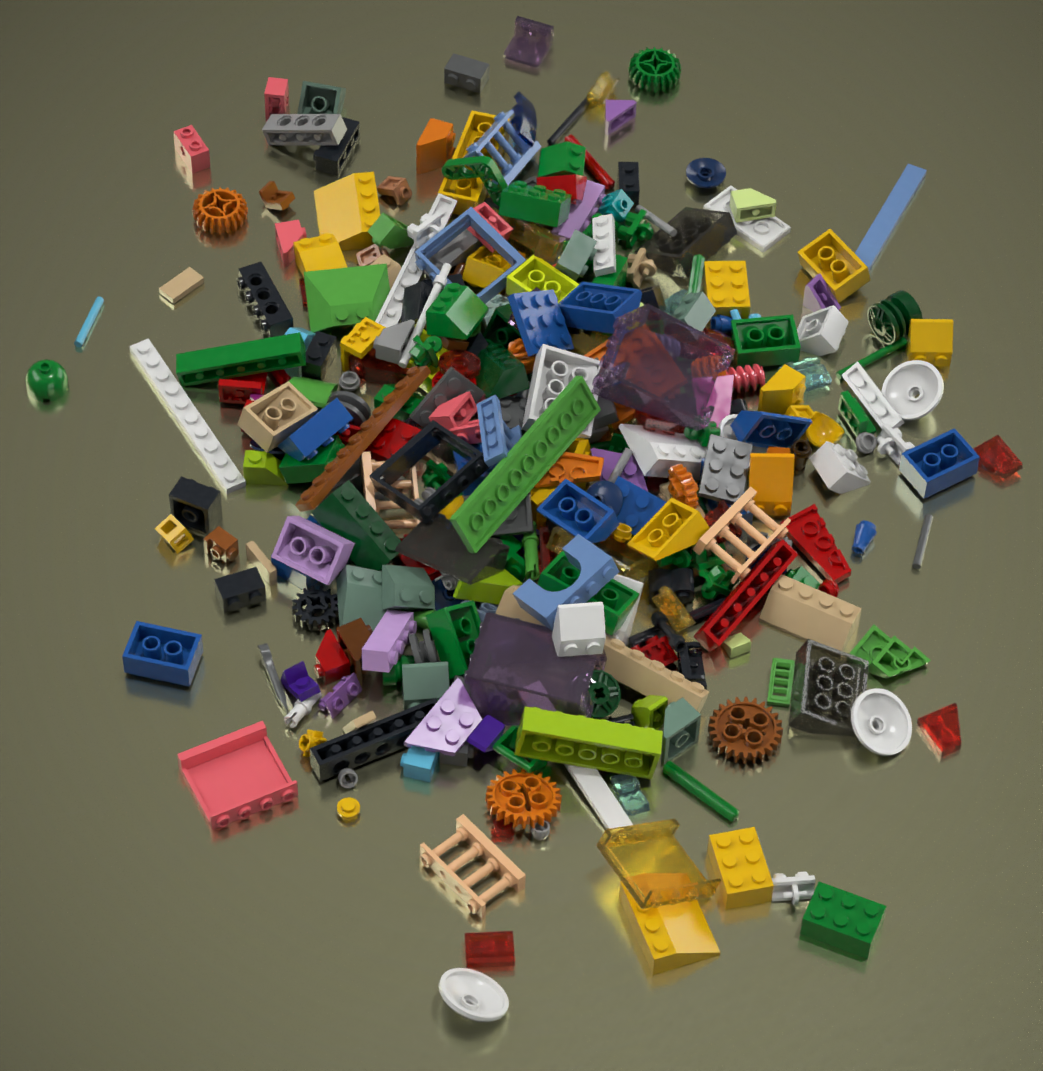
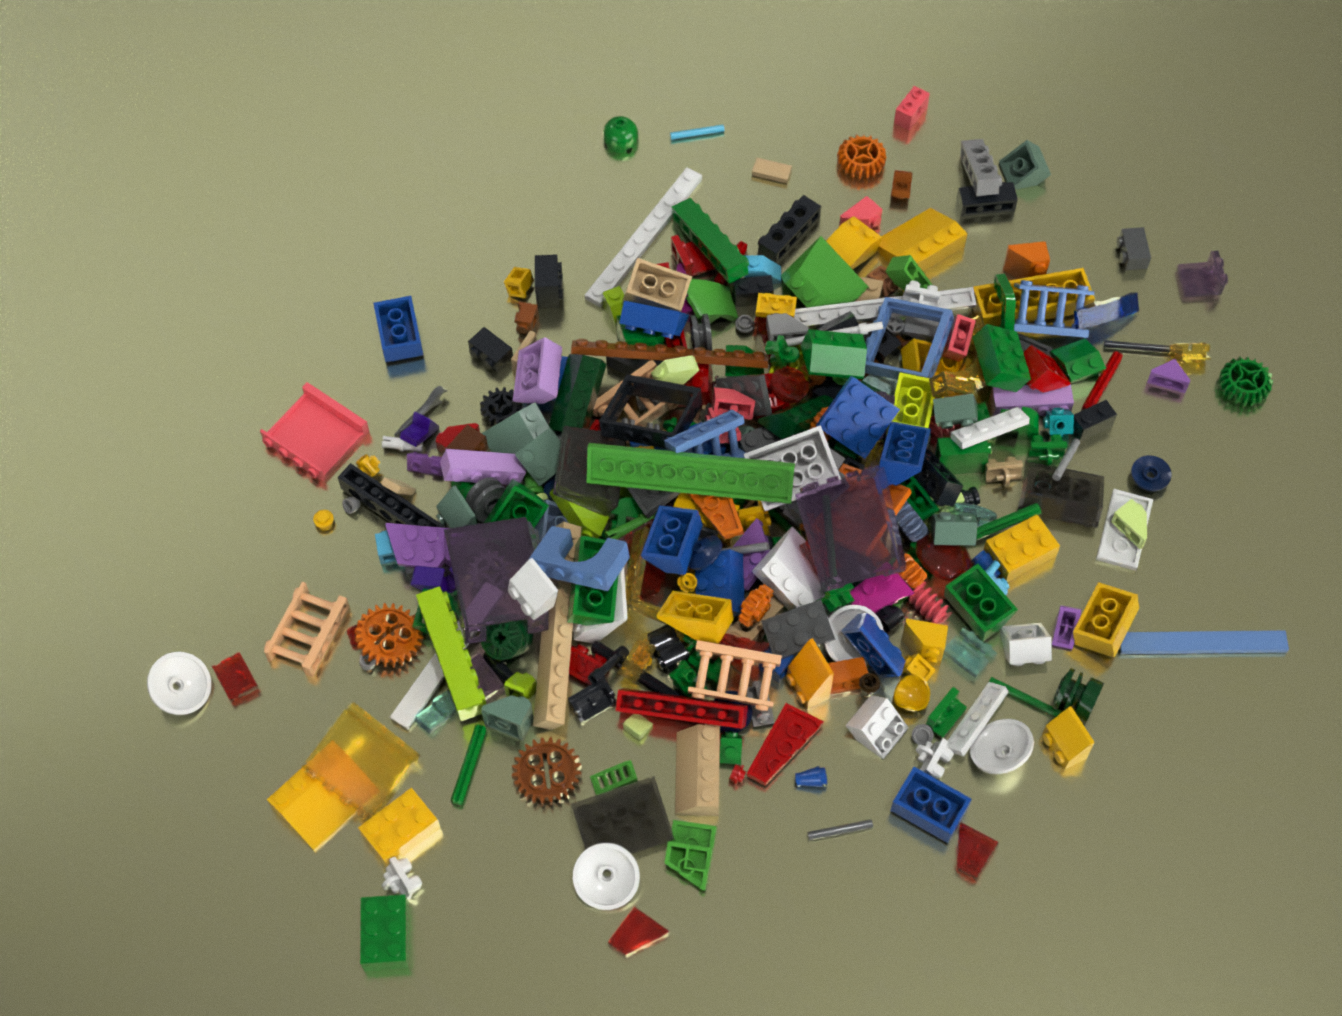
camera: 65 degrees right, 10 degrees up
(276, 97) = (999, 134): coral brick -> none
(390, 437) = (676, 370): none -> yellowish green slope
(395, 187) = (968, 260): nougat bracket -> none

